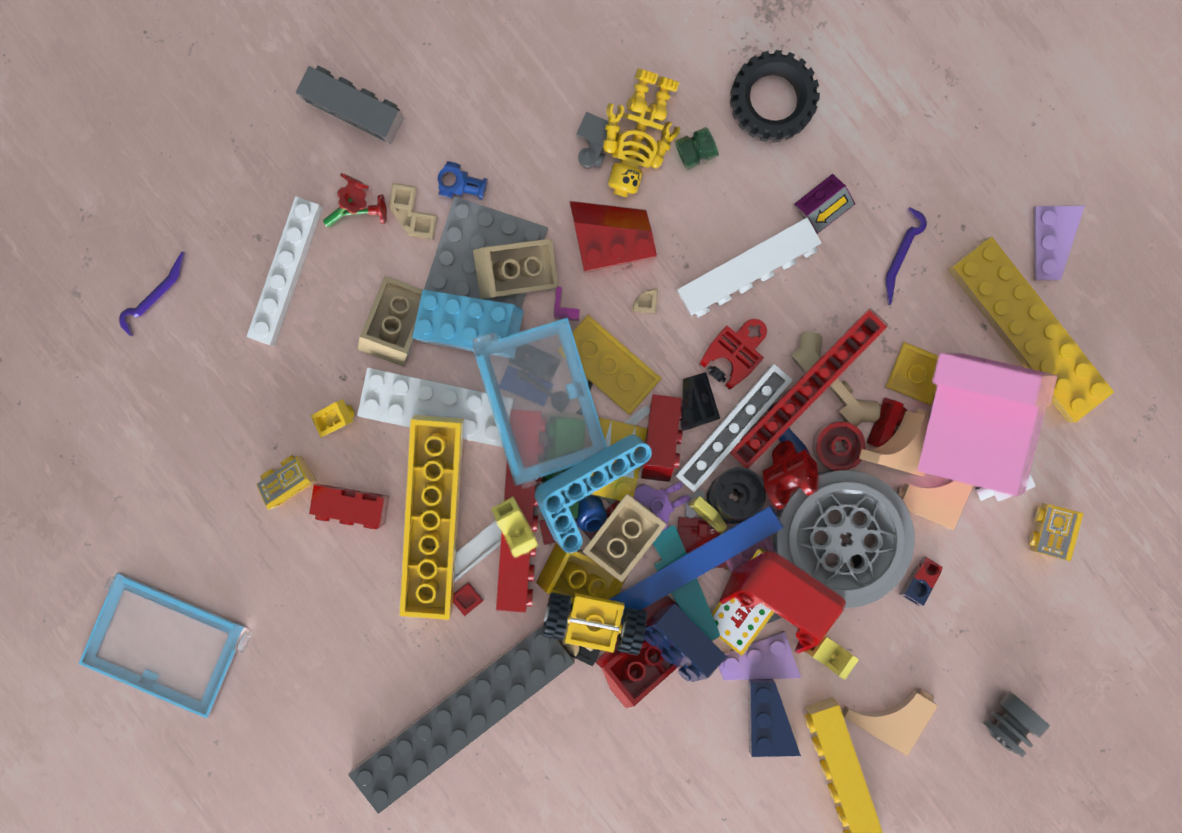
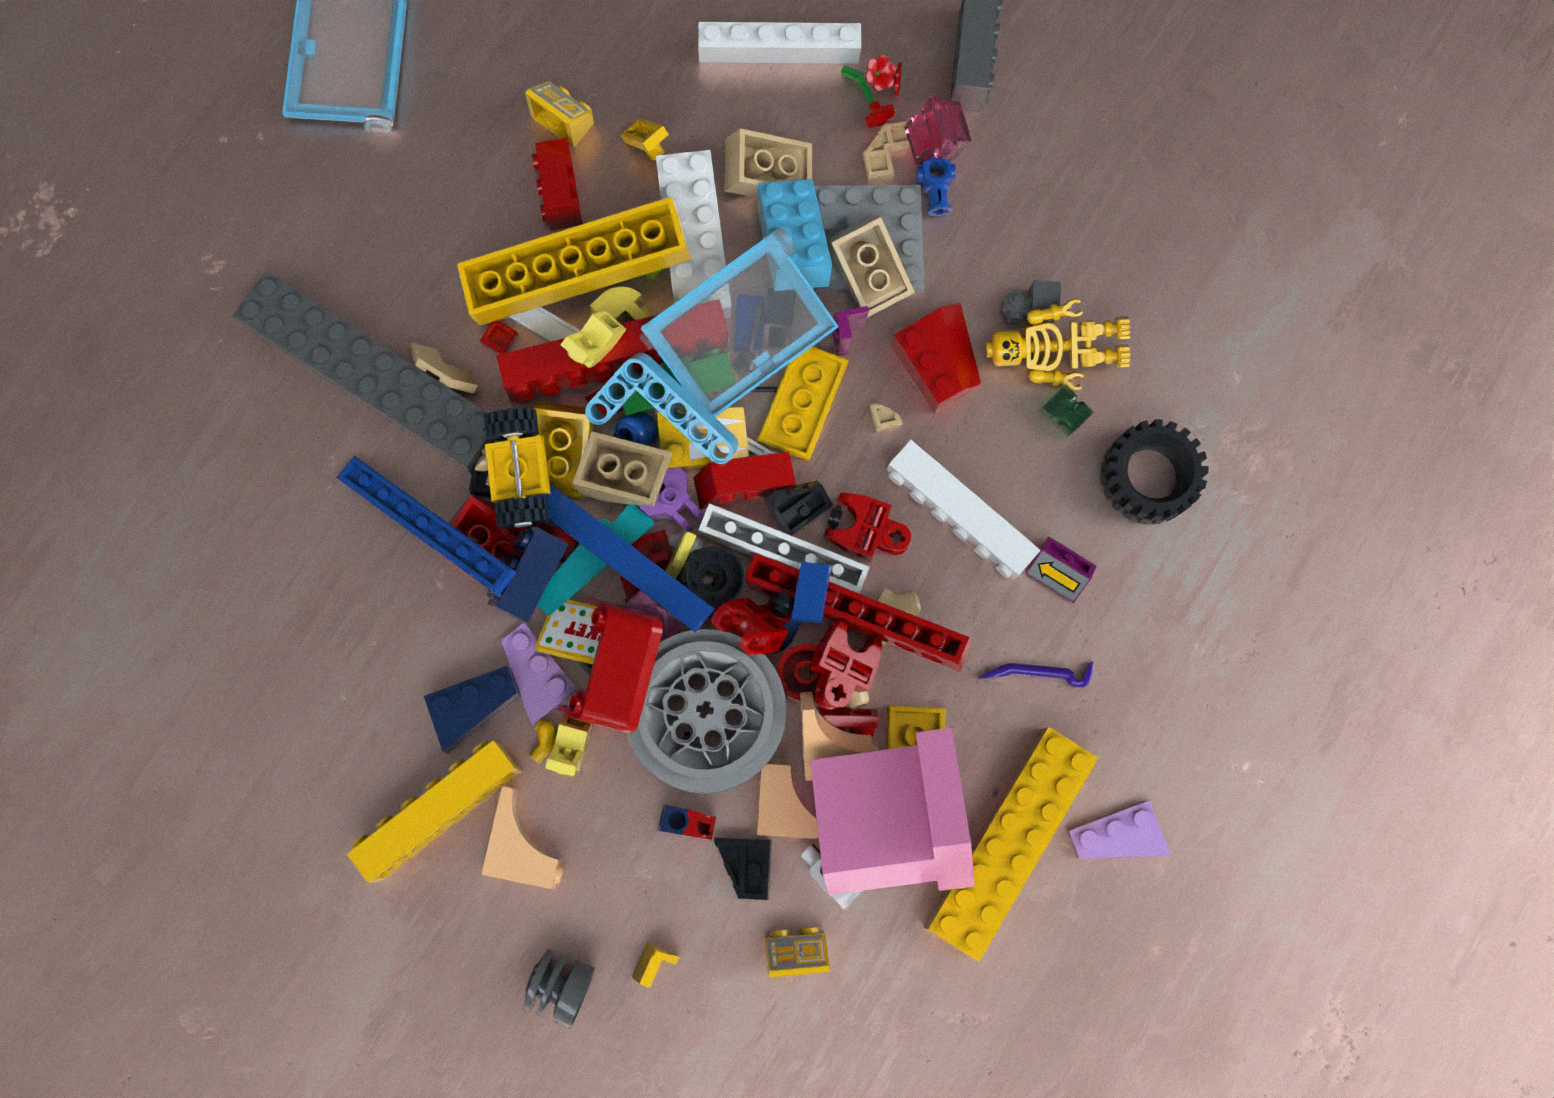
camera: 60 degrees right, 10 degrees down
(416, 165) = (938, 131): none -> clear pink plate
(470, 663) = (453, 377): none -> tan tile
(473, 489) = (621, 304): none -> light yellow brick
(614, 711) = (427, 526): none -> blue tile
(780, 446) = (782, 603): none -> black plate
(782, 420) = (811, 592): none -> blue tile
(817, 669) = (547, 739): none -> yellow arm
(862, 420) = (842, 667): none -> red piece
(971, 545) = (747, 865): none -> black wing
(1019, 646) = (650, 963): none -> yellow tile

